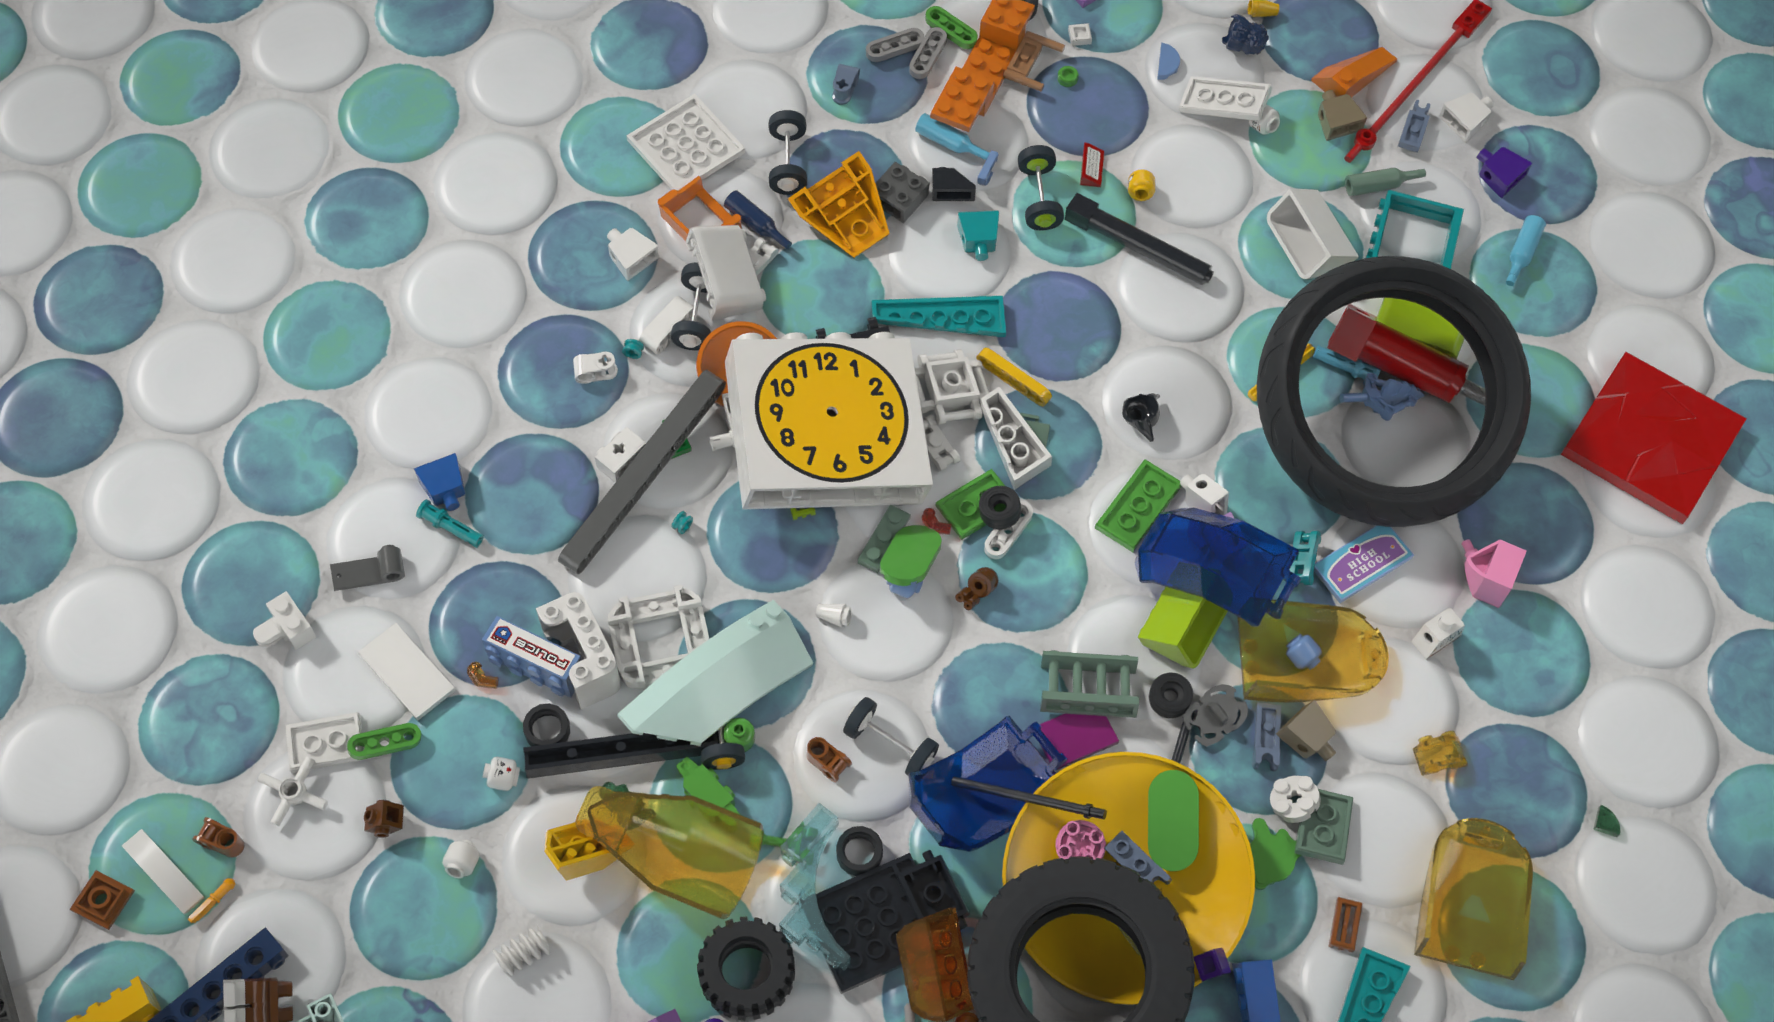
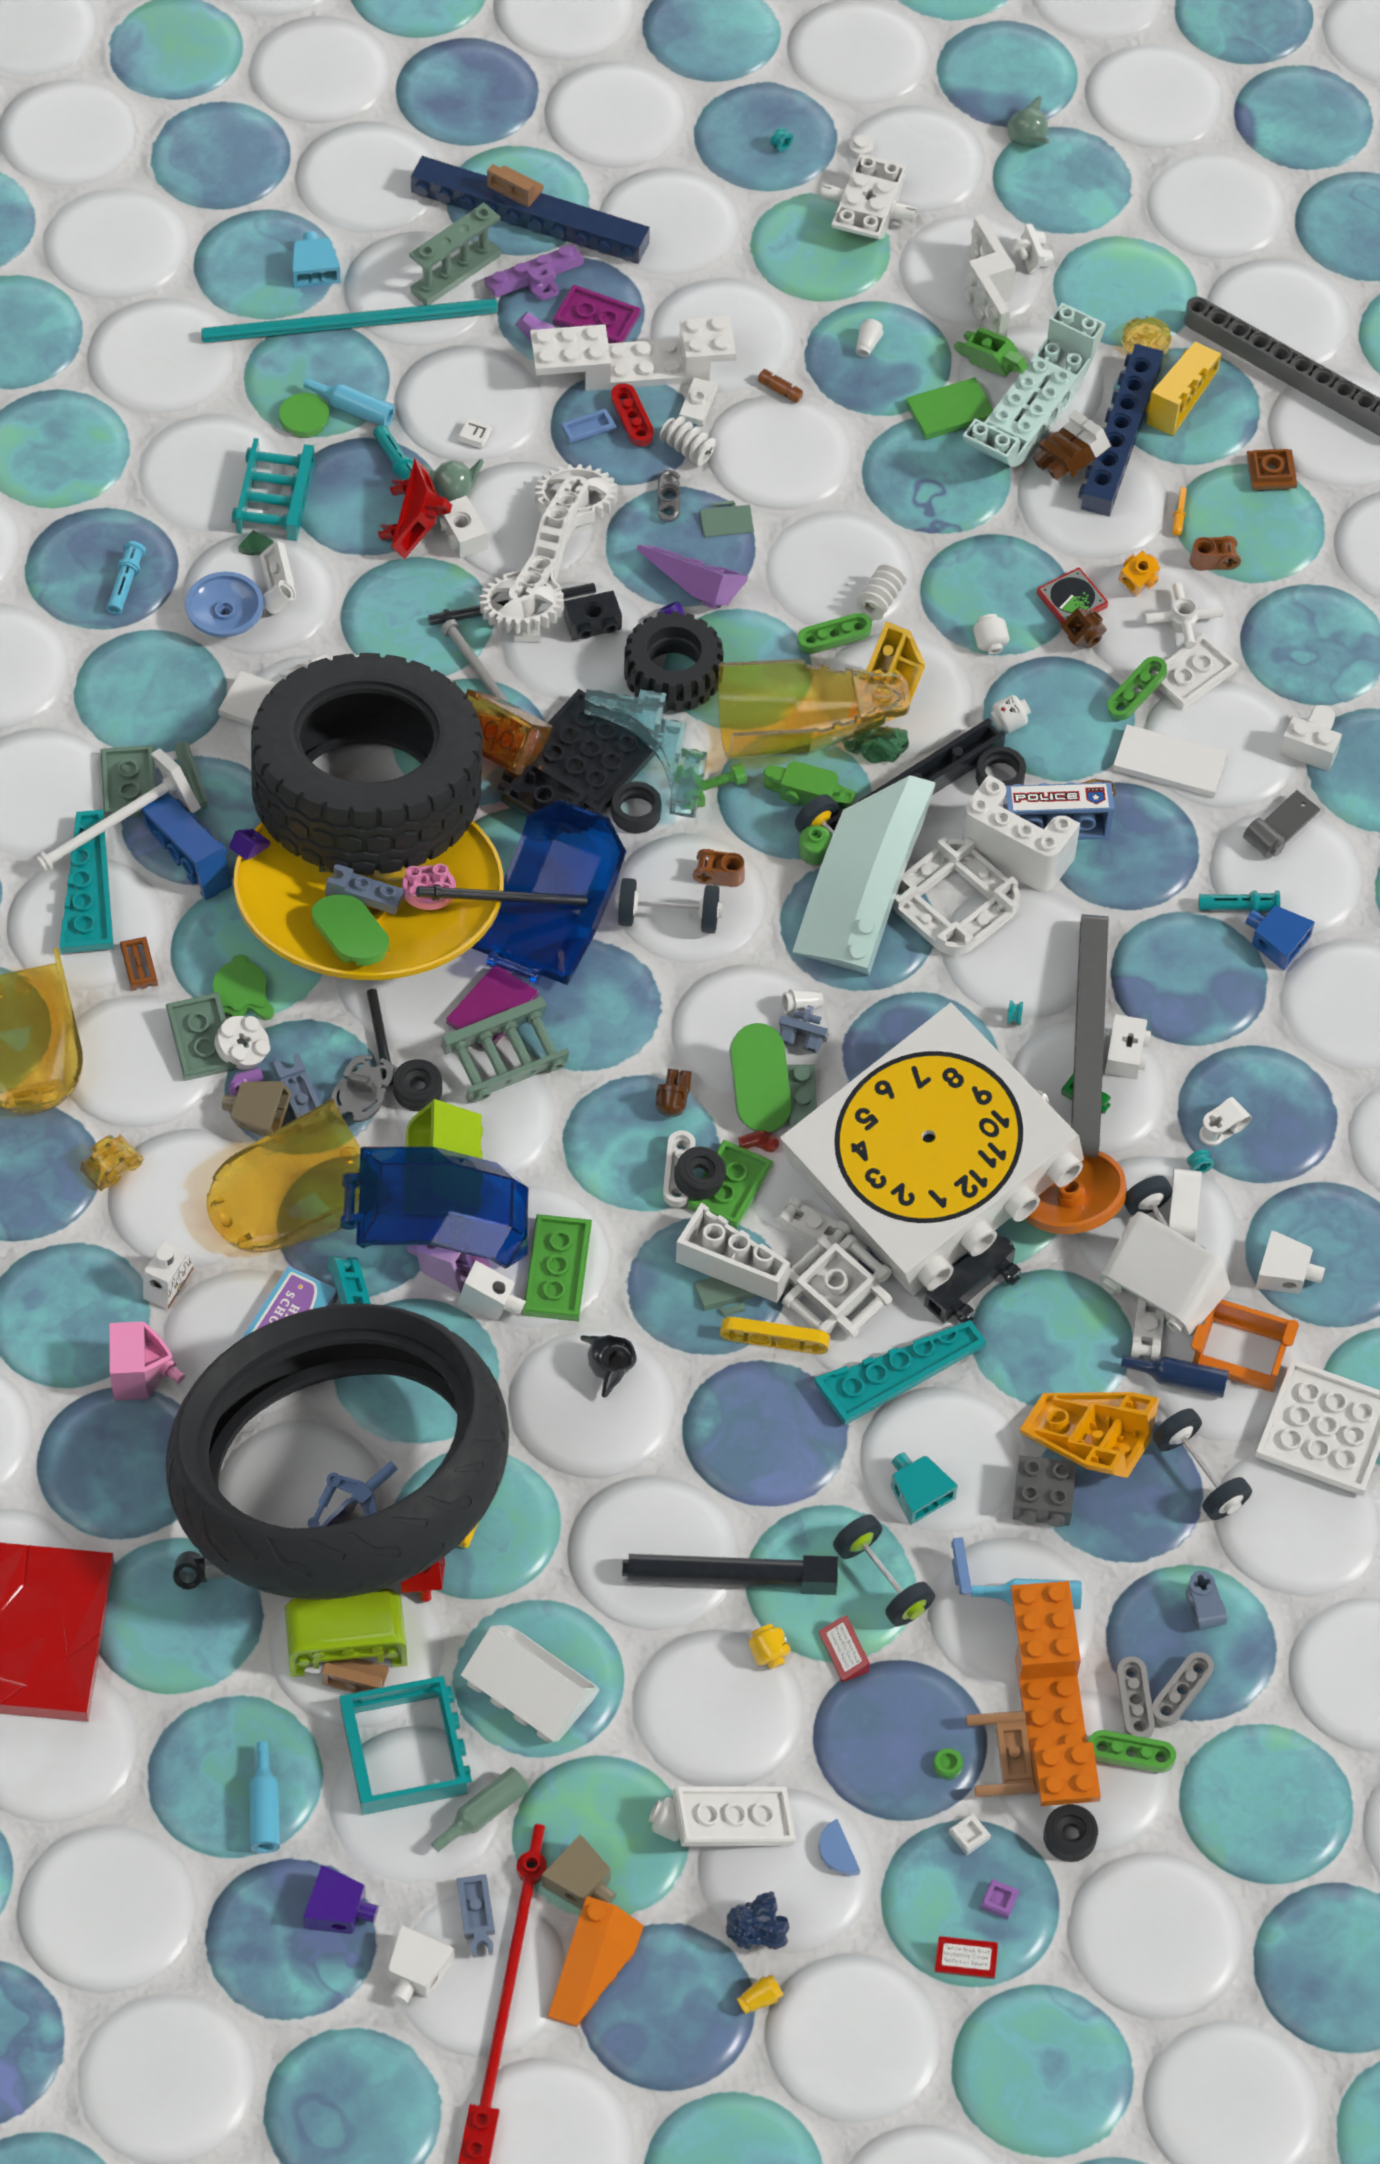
camera: 150 degrees right, 5 degrees down
(163, 871) = (1244, 508): white slope -> none
(296, 848) = (1139, 572): none -> light orange brick
(366, 864) = (1071, 592): none -> tile
(579, 927) = (842, 627): none -> bright green plate
(847, 589) = (814, 1034): none -> sand blue hips
(951, 185) = (992, 1529): black slope -> none
(1303, 652) = (302, 1184): medium blue head -> none
(1311, 769) = (246, 1076): none -> medium lavender arm

